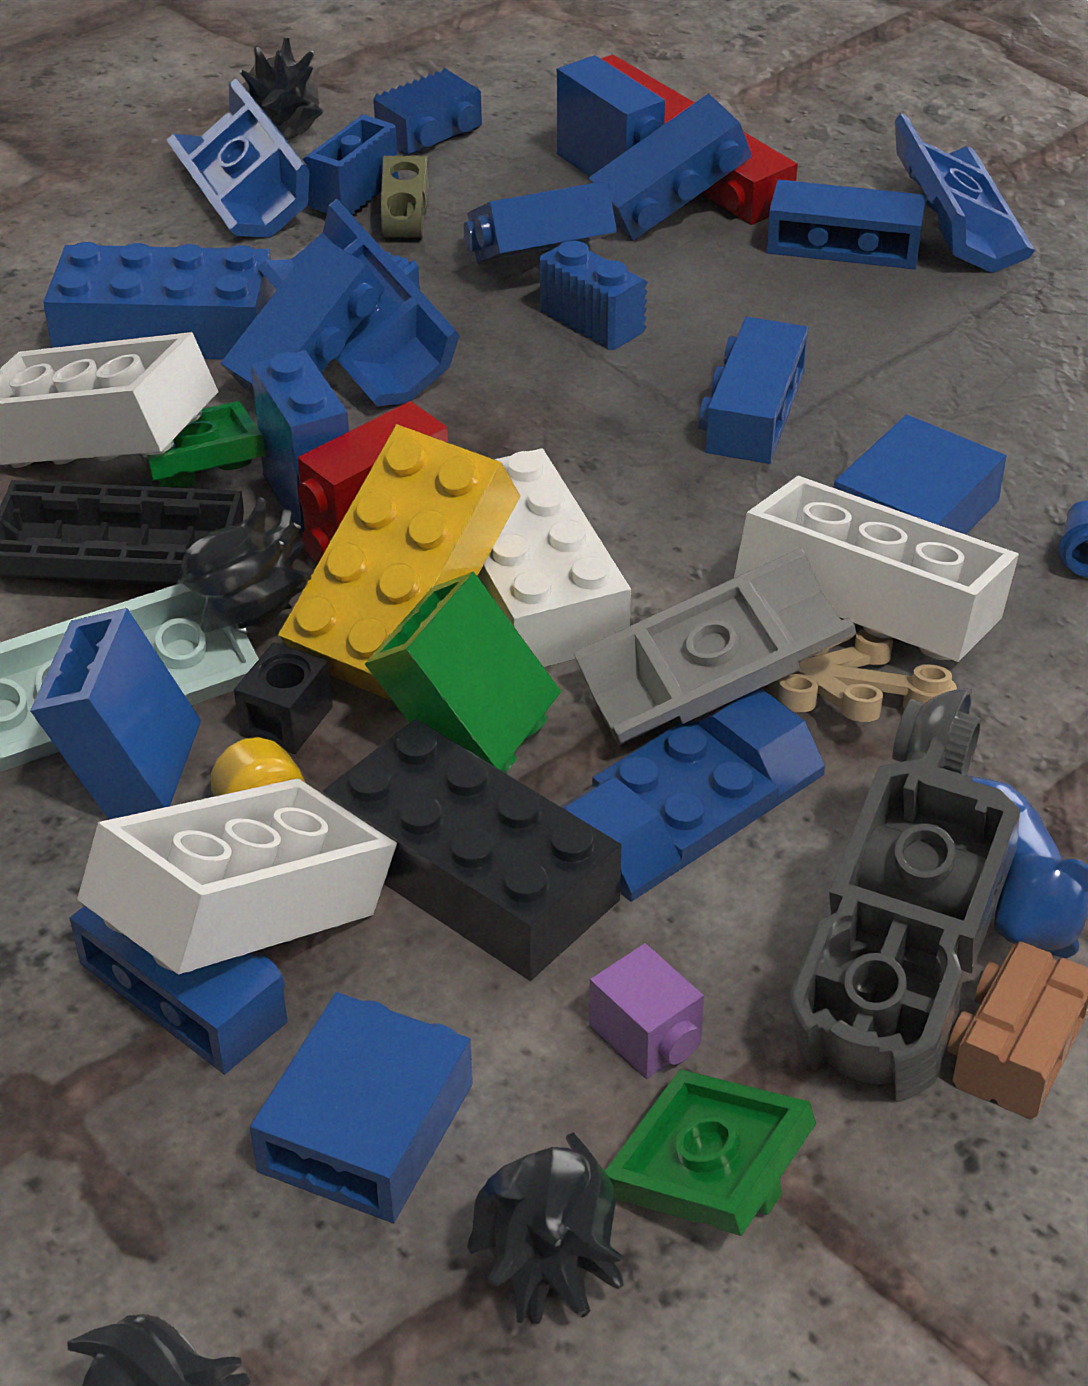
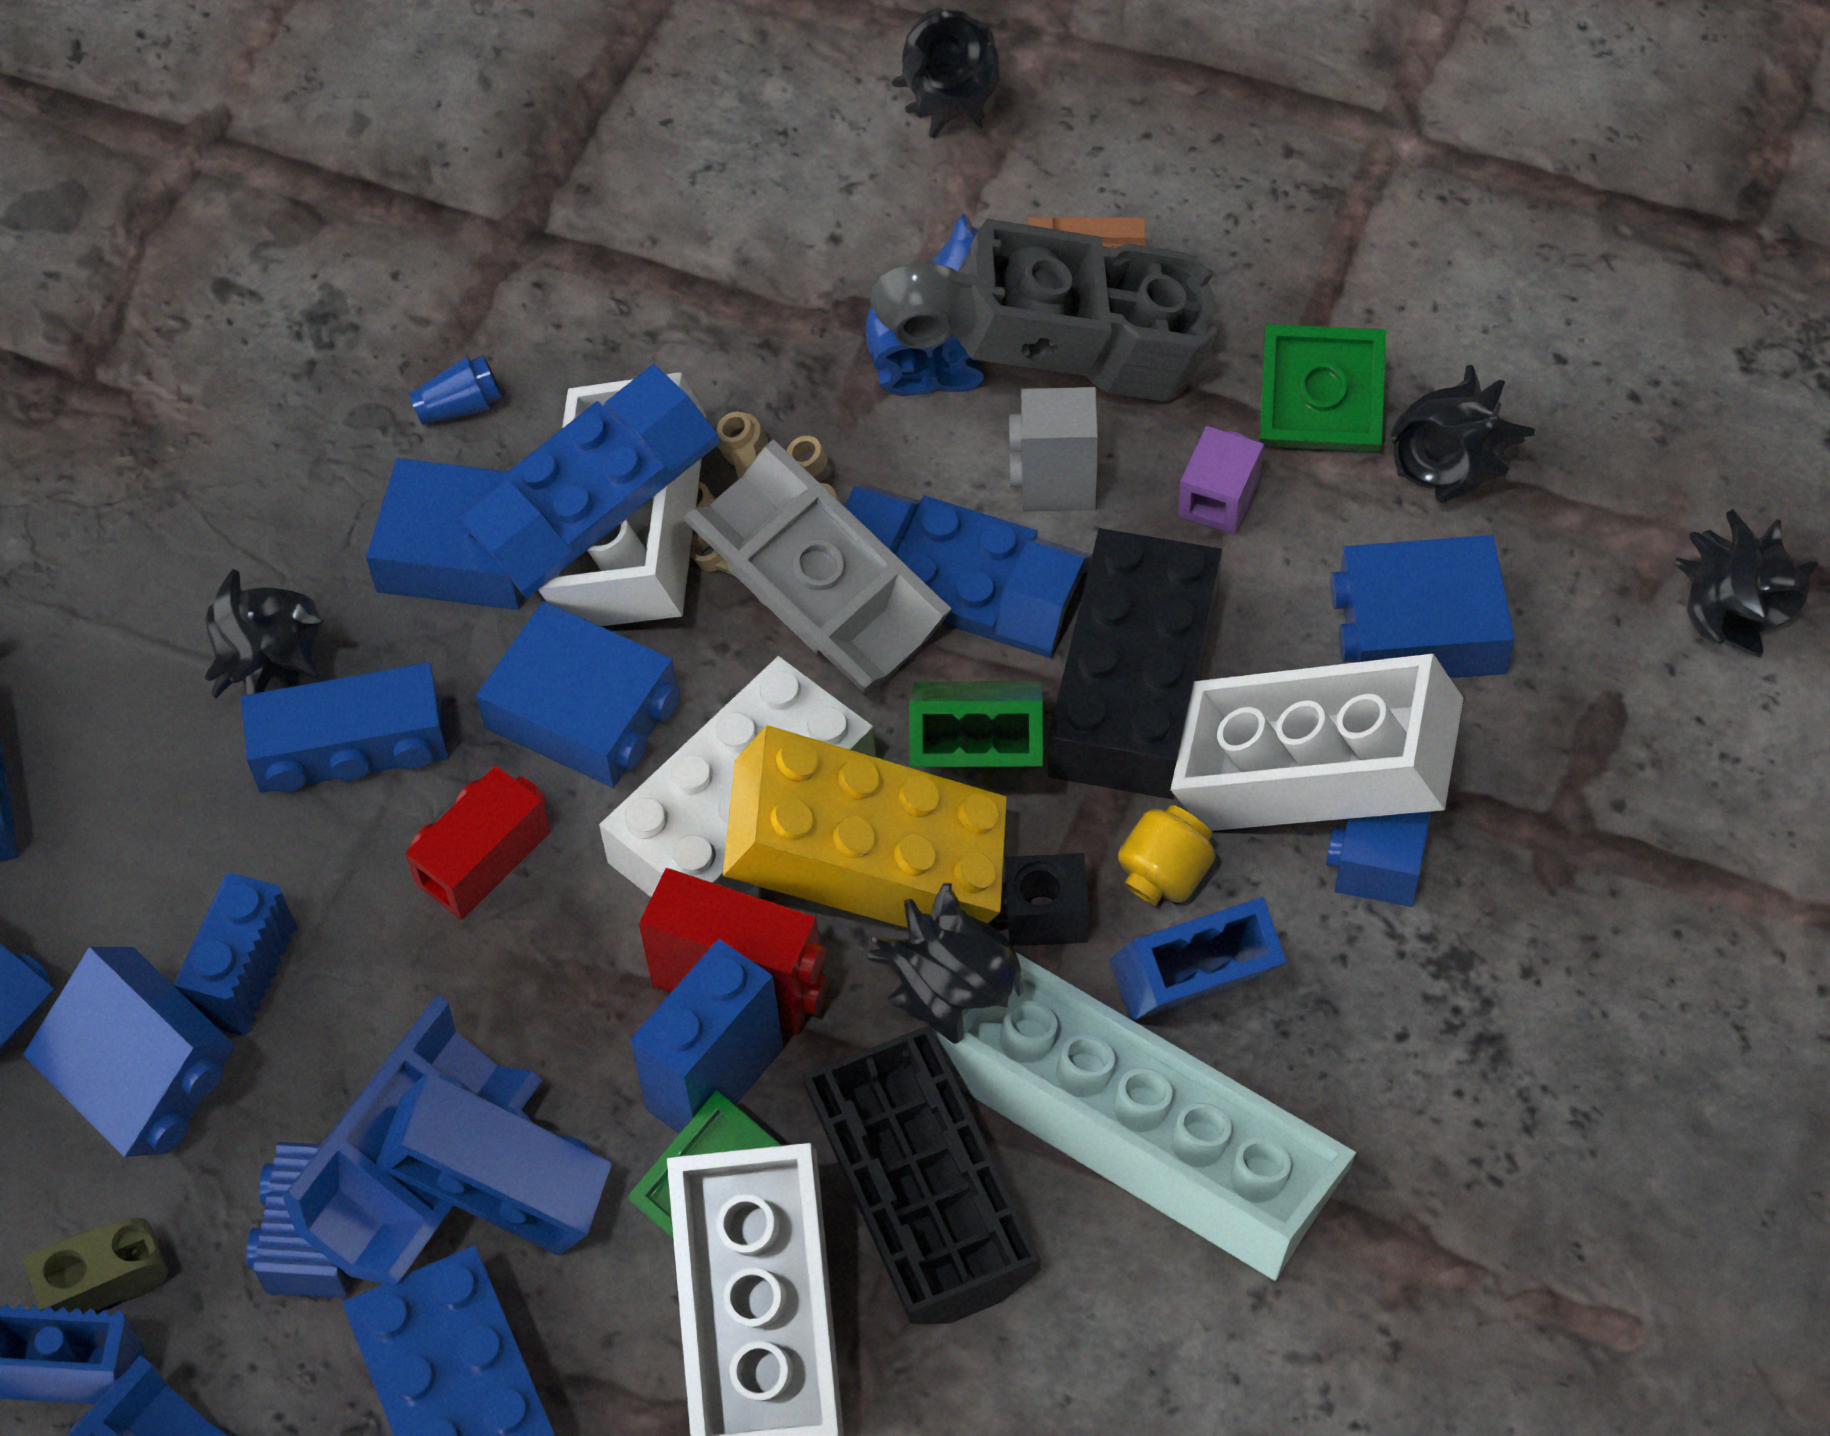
camera: 115 degrees left, 15 degrees up
(600, 423) = (478, 840): none -> red brick
(691, 506) = (579, 694): none -> blue brick
(747, 865) = (1055, 449): none -> light grey brick
(865, 354) = (260, 636): none -> black hair
(879, 501) = (589, 478): none -> blue piece

